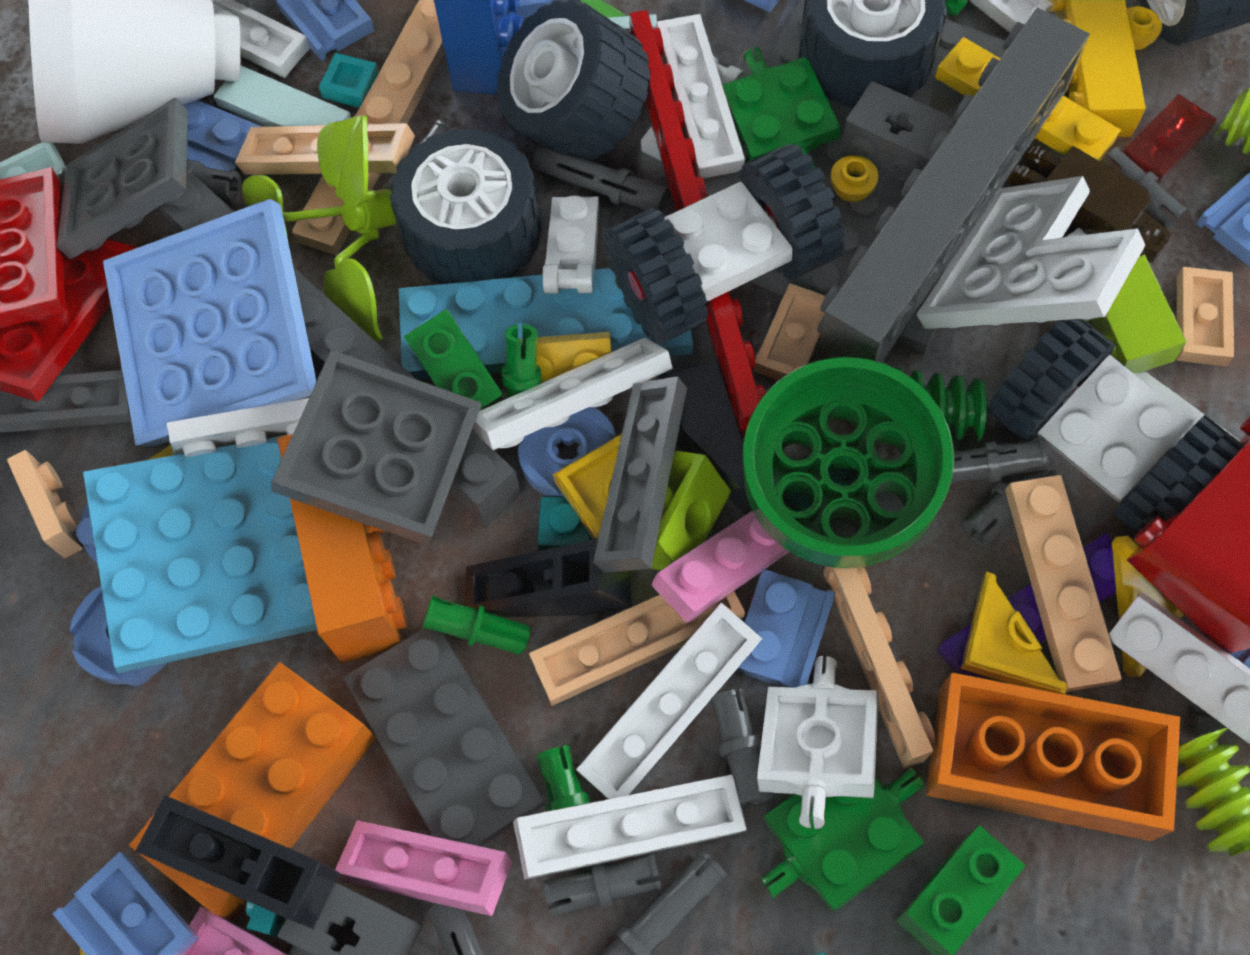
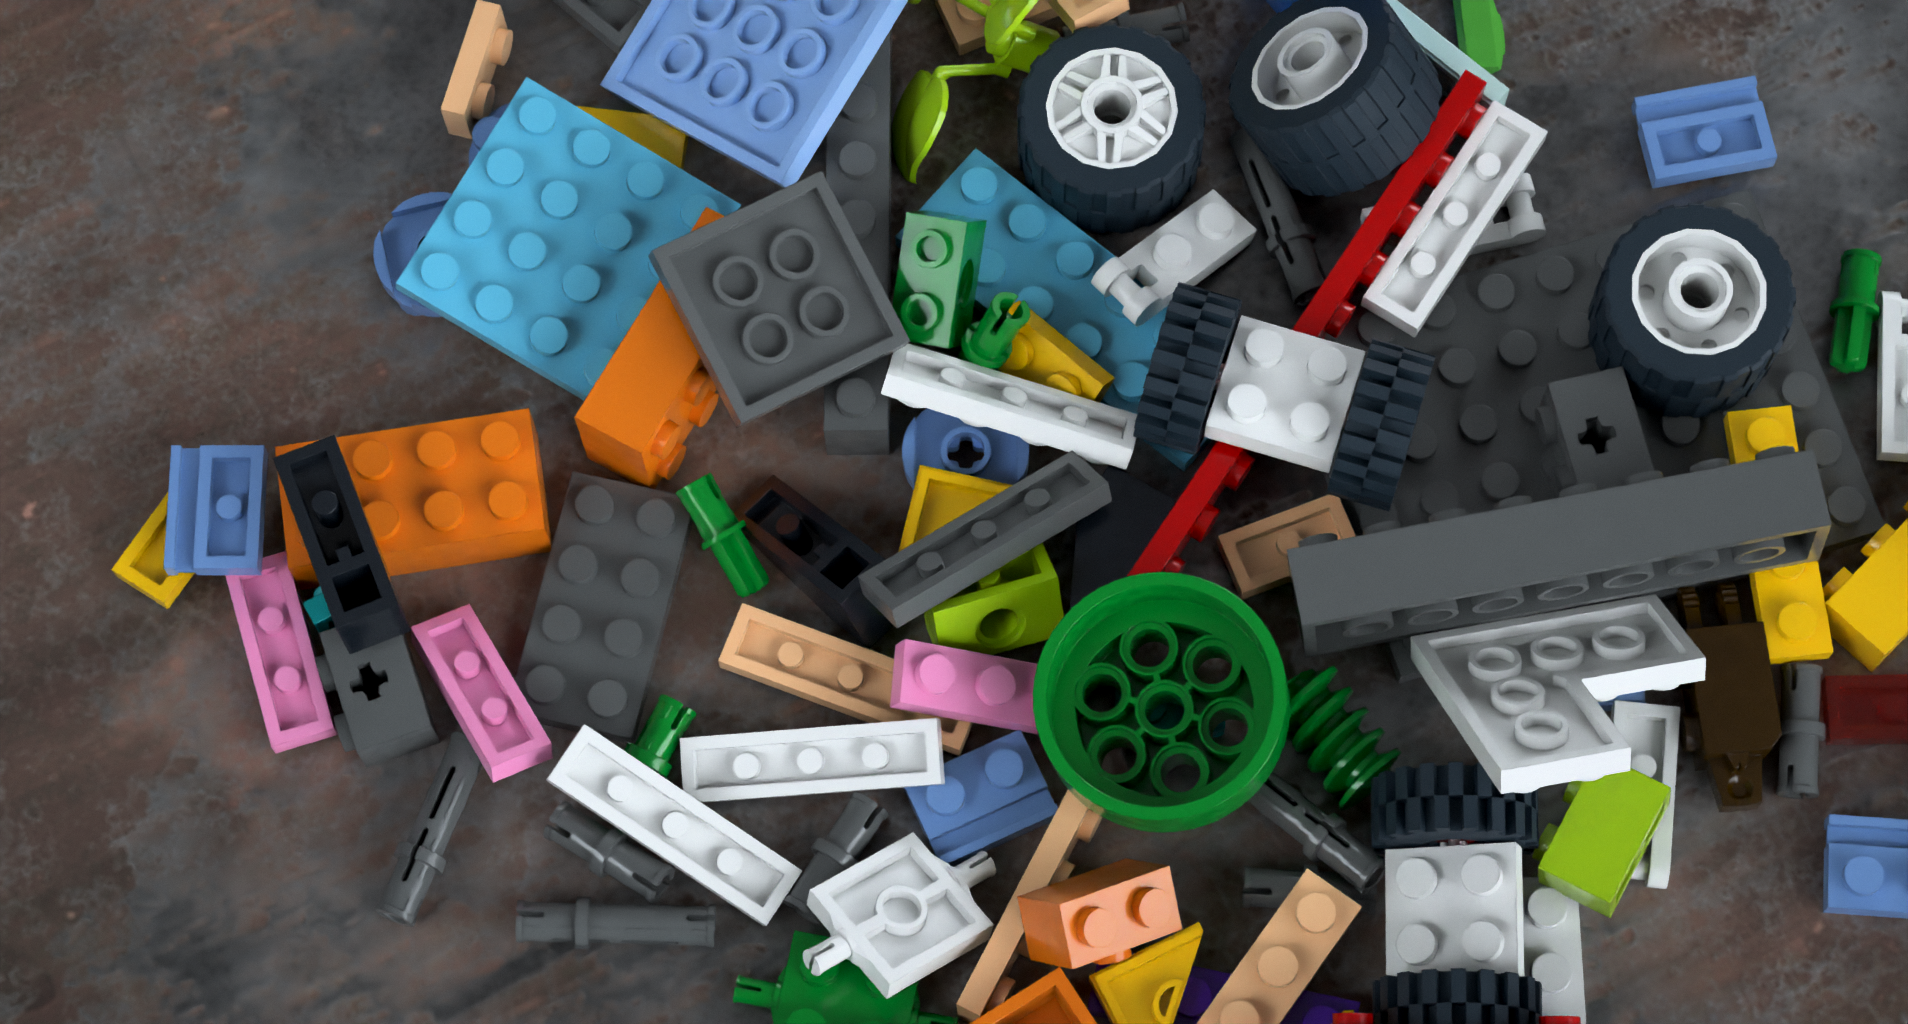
camera: 45 degrees right, 5 degrees up
(237, 427) = (701, 161): white plate -> none
(559, 524) = (884, 516): teal plate -> none
(779, 107) = (1515, 310): green plate -> none
(854, 188) = (1510, 464): yellow plate -> none
(932, 622) = (1100, 914): none -> orange brick
(1206, 316) = (1702, 909): light nougat plate -> none

